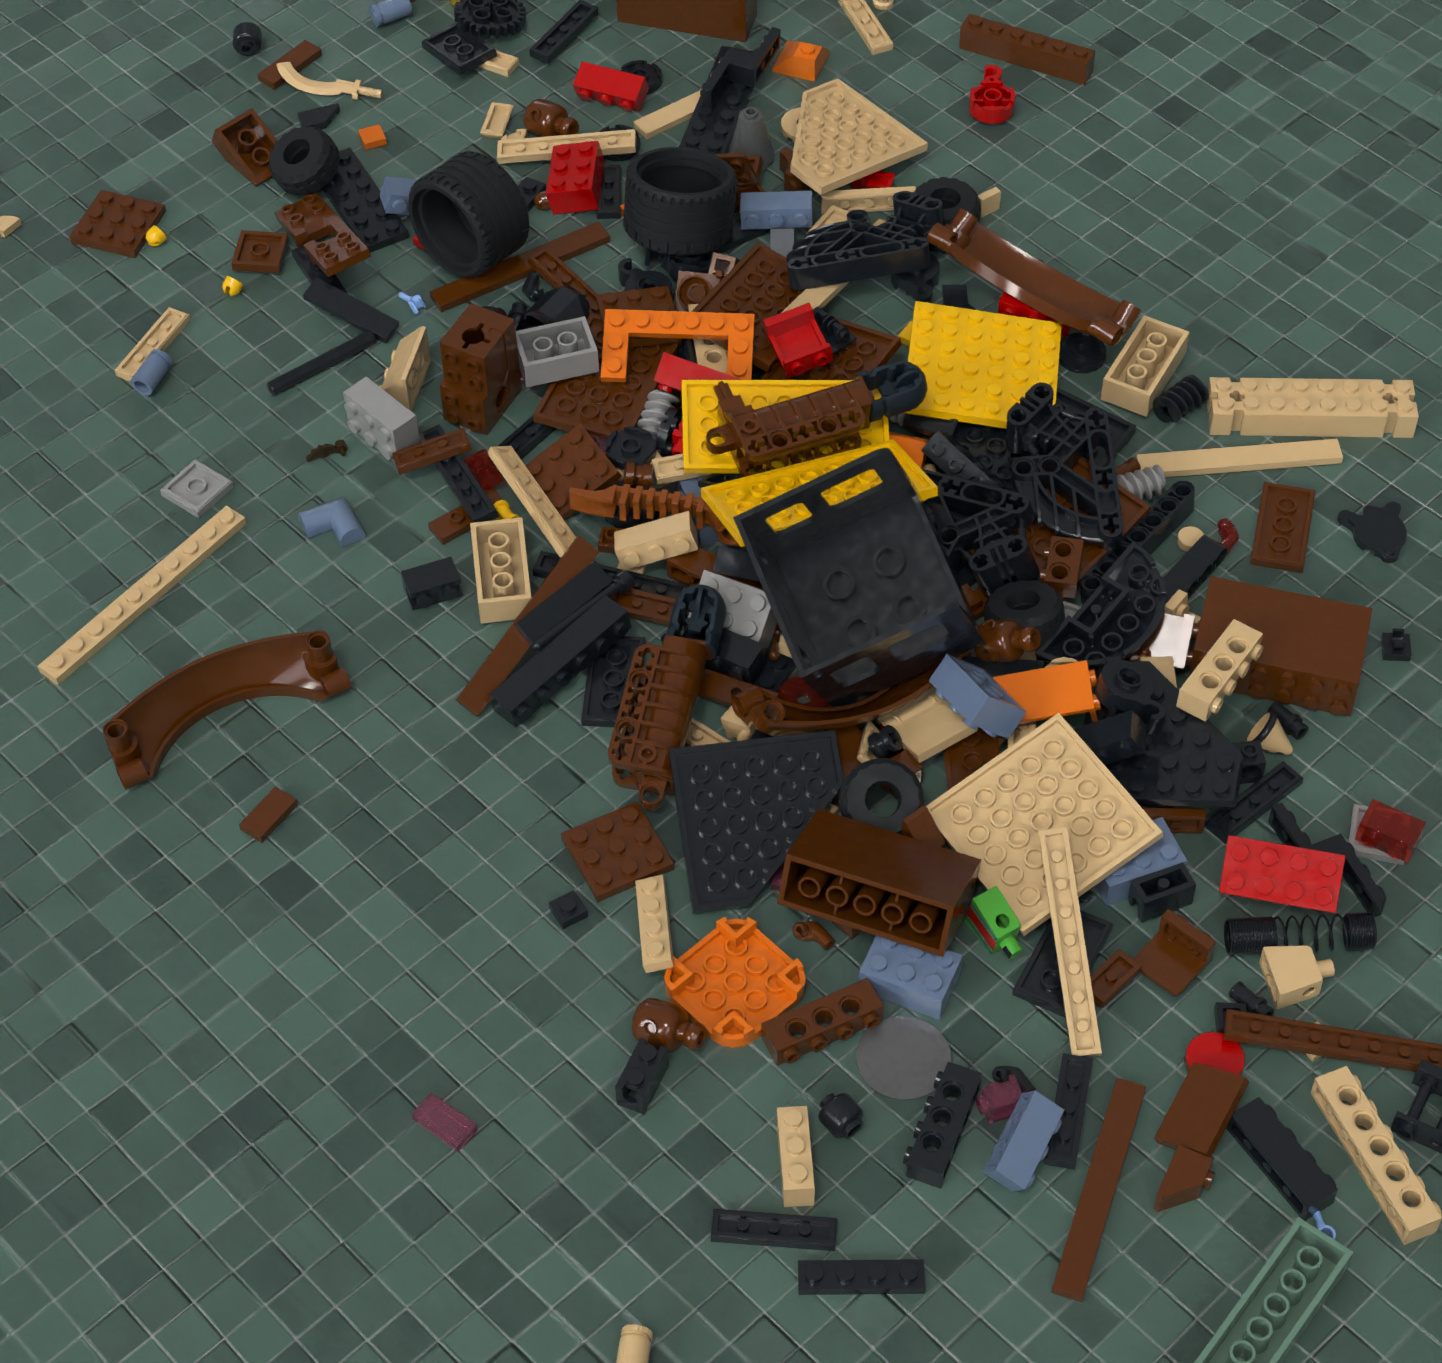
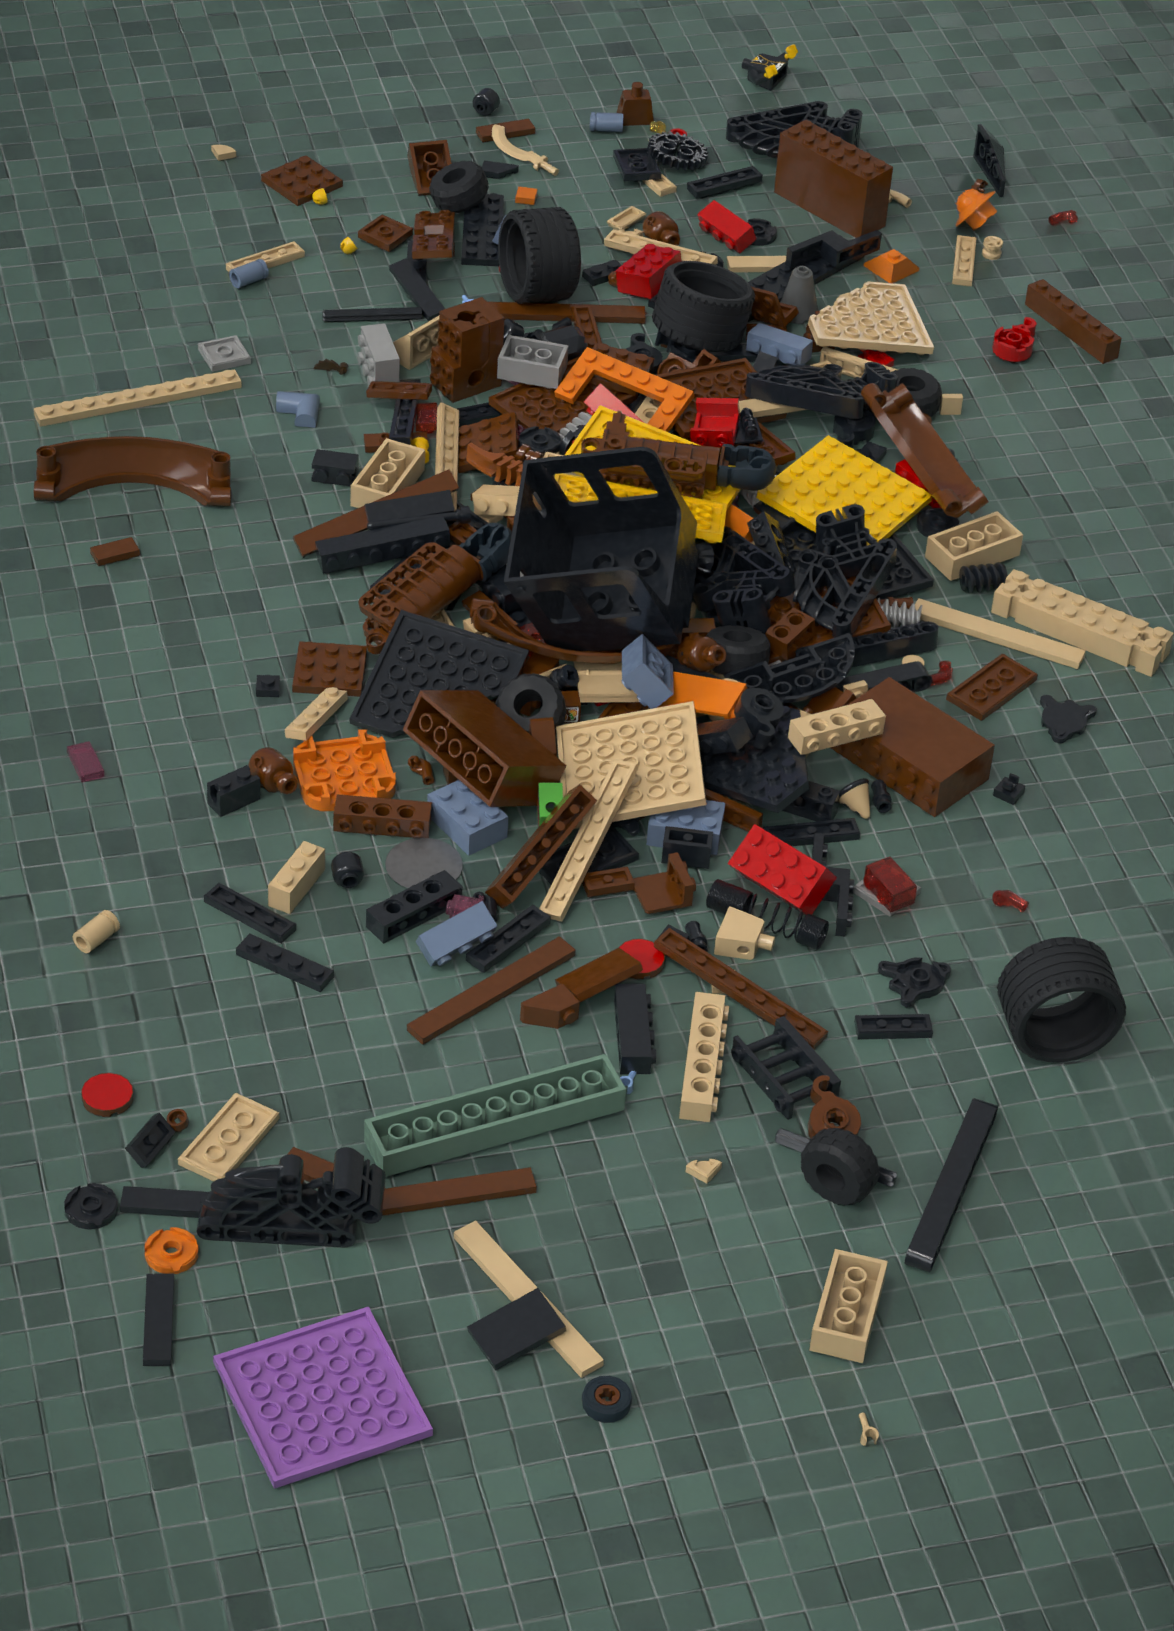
camera: 25 degrees right, 10 degrees down
(1030, 979) = (540, 846): none -> reddish brown brick

